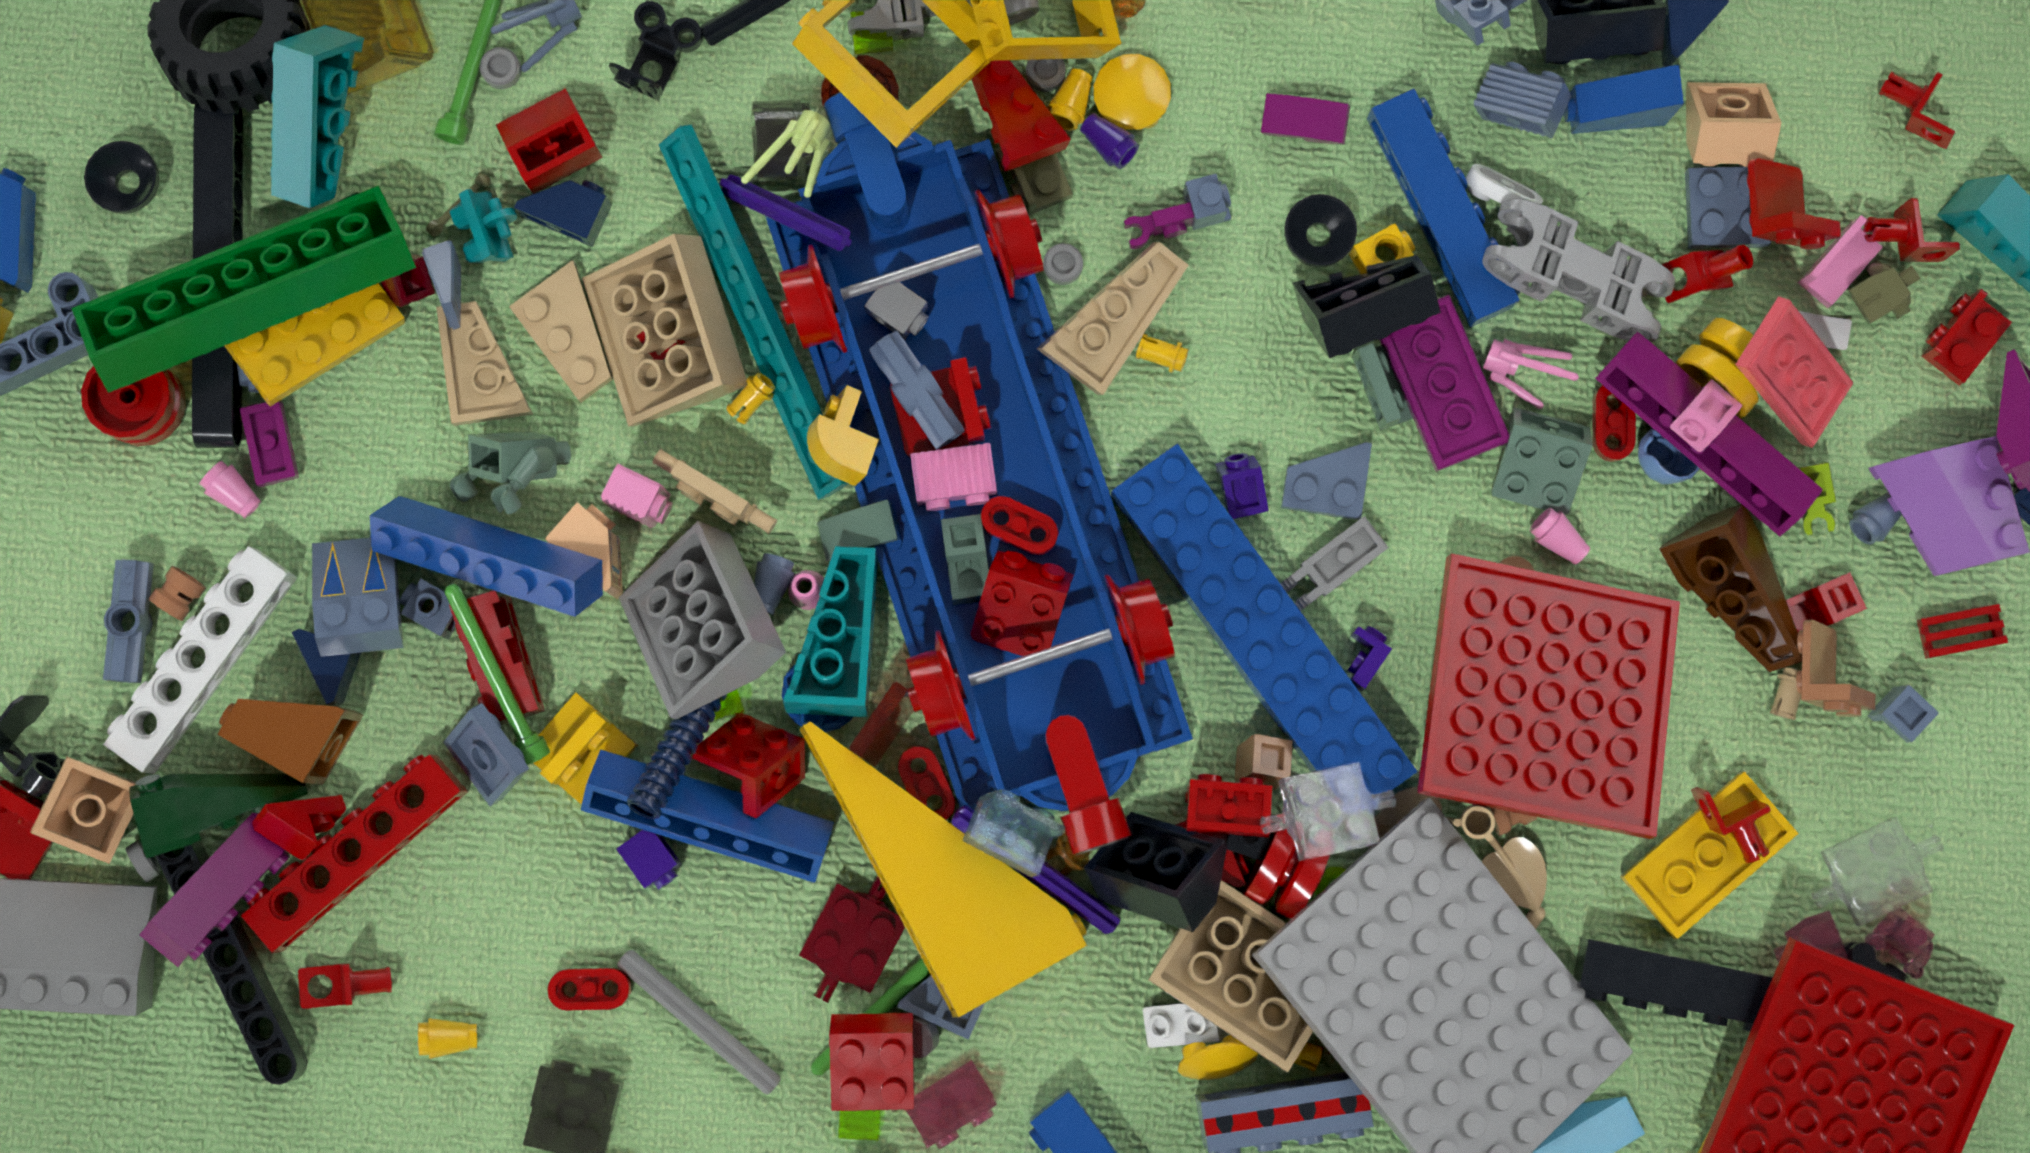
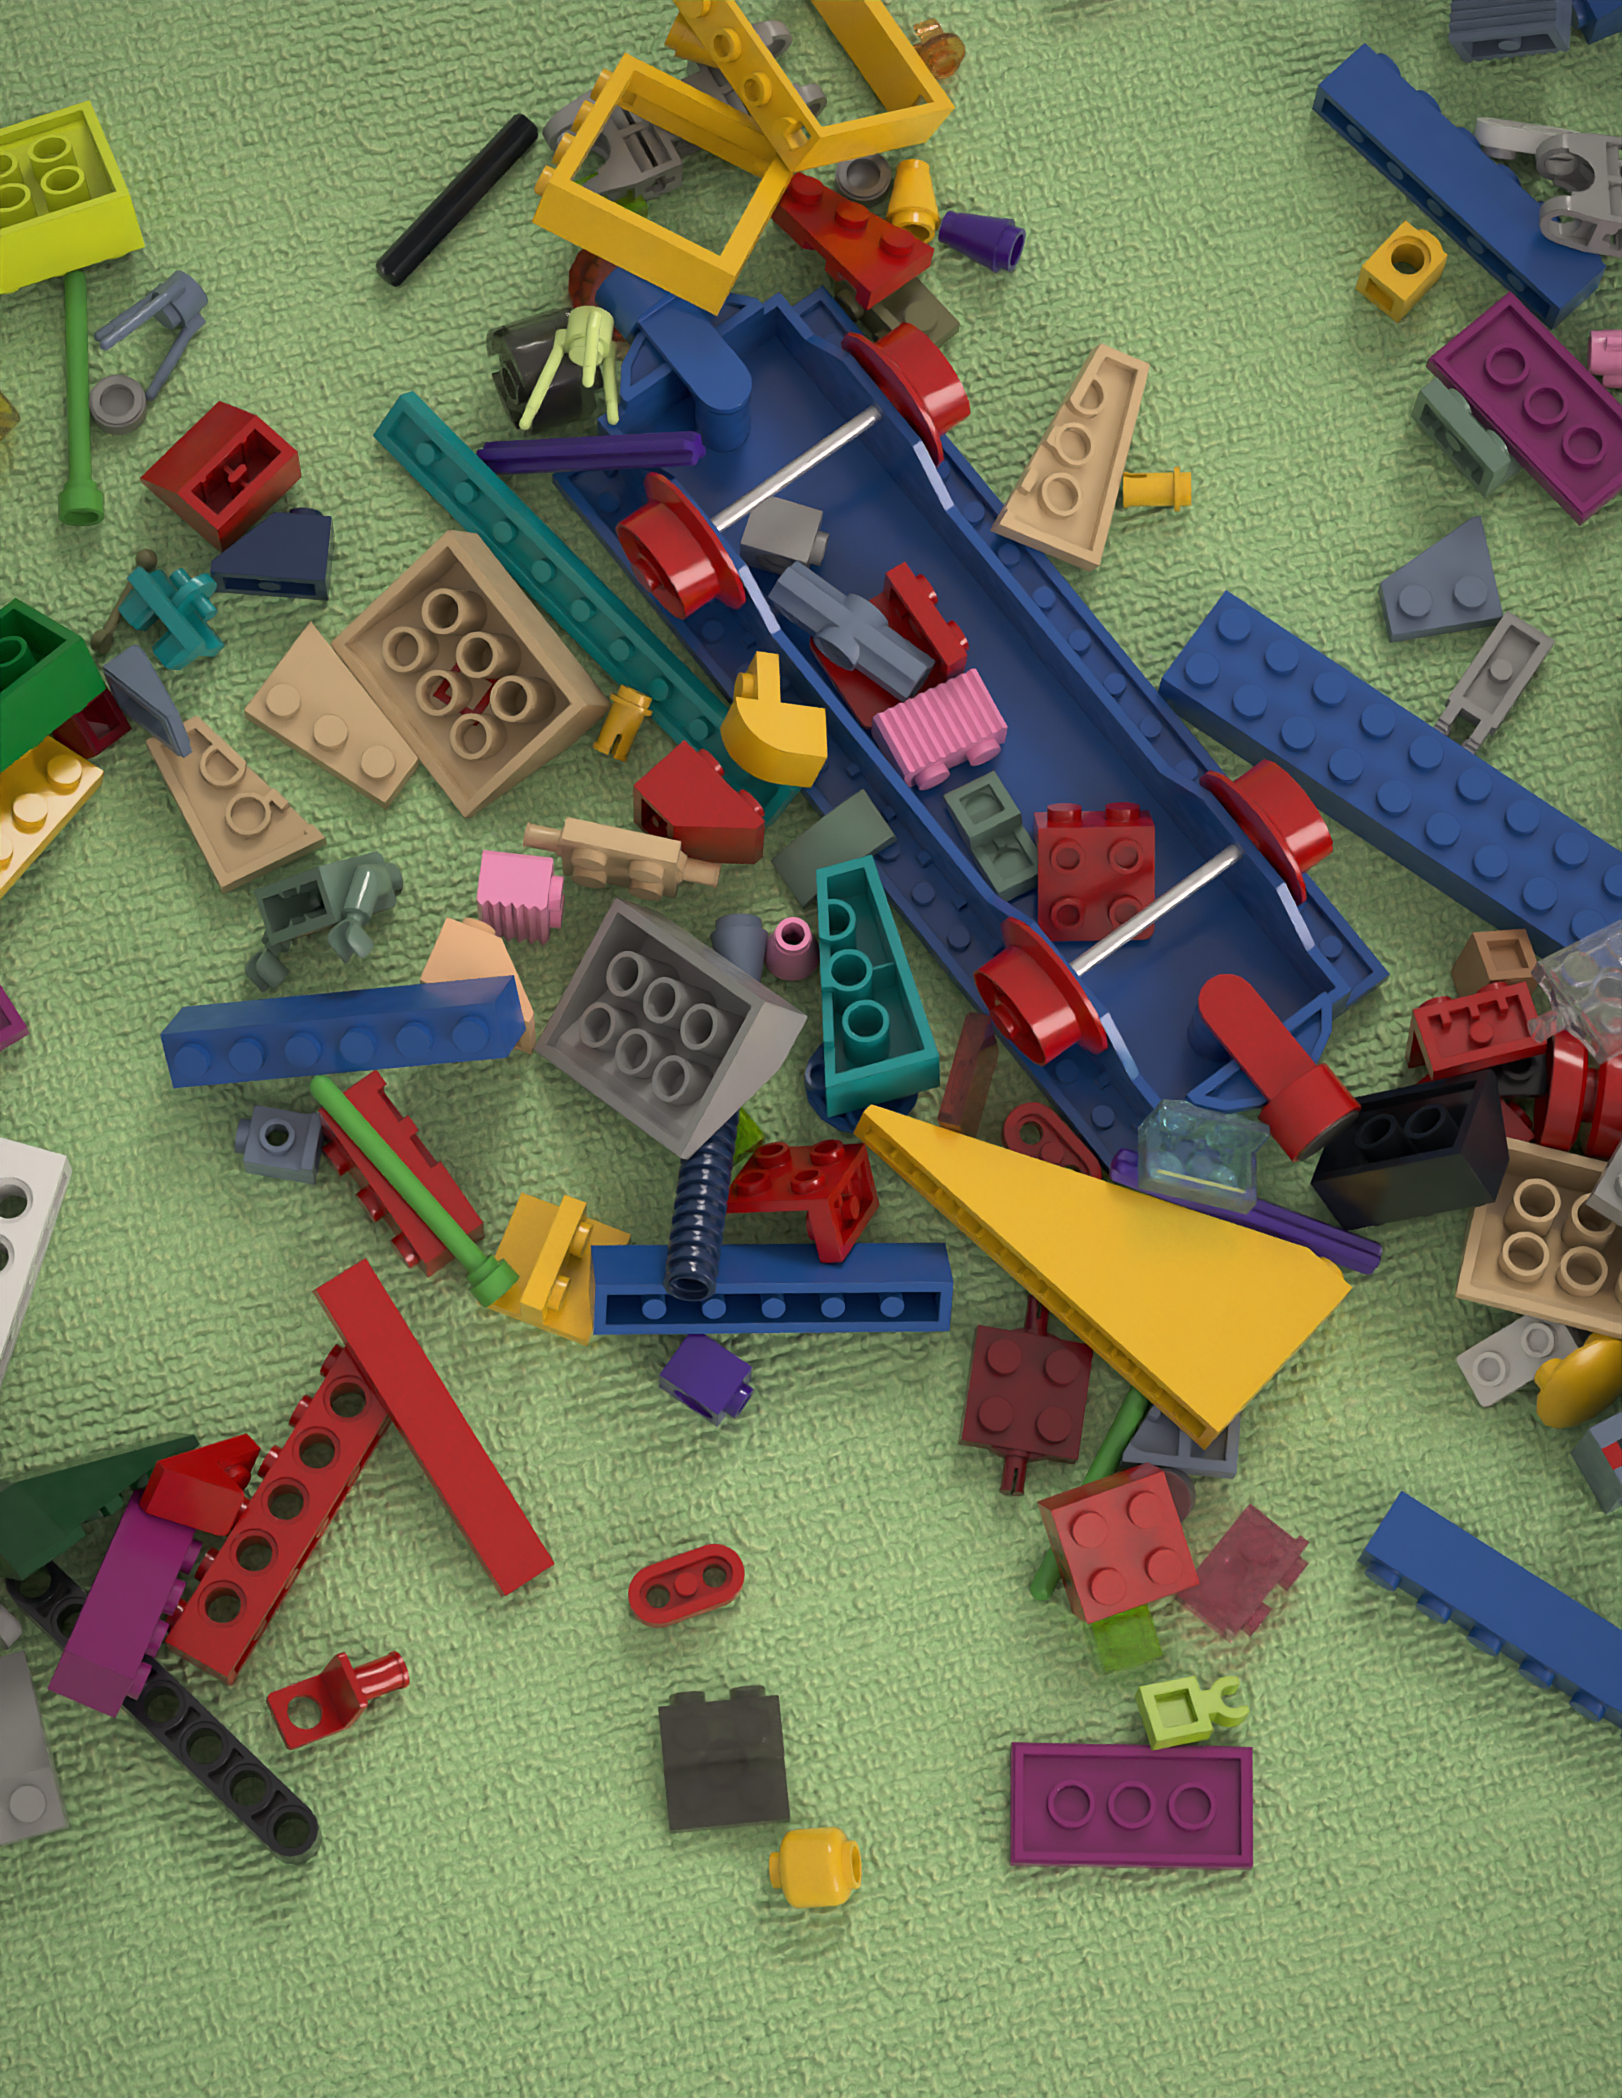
camera: 25 degrees left, 10 degrees down
(291, 736) = (147, 1368): dark orange slope -> none
(330, 673) = (163, 1260): dark blue slope -> none
(354, 598) = (177, 1158): sand blue slope -> none
(445, 1037) = (507, 1720): yellow cone -> none
(458, 833) = (433, 1427): none -> red tile
(486, 754) = (441, 1305): sand blue plate -> none
(658, 45) = (327, 307): black piece -> none
(699, 1021) = (855, 1581): light grey axle -> none
(770, 478) = (693, 804): none -> red slope
(1020, 524) = (1051, 765): red plate -> none
(1063, 264) = (985, 423): light grey tile -> none
(1072, 861) = (1283, 1177): clear orange plate -> none
(1132, 92) = (989, 168): yellow dish -> none
(1167, 221) = (1099, 317): magenta plate -> none
(1208, 201) = (1143, 275): sand blue brick -> none
(1242, 485) = (1331, 622): dark purple bracket -> none
(1305, 118) = (1232, 129): magenta slope -> none
(1322, 211) = (1311, 241): black piece -> none
(1366, 665) = (1586, 782): dark purple bracket -> none
(1367, 305) = (1411, 333): black wedge -> none

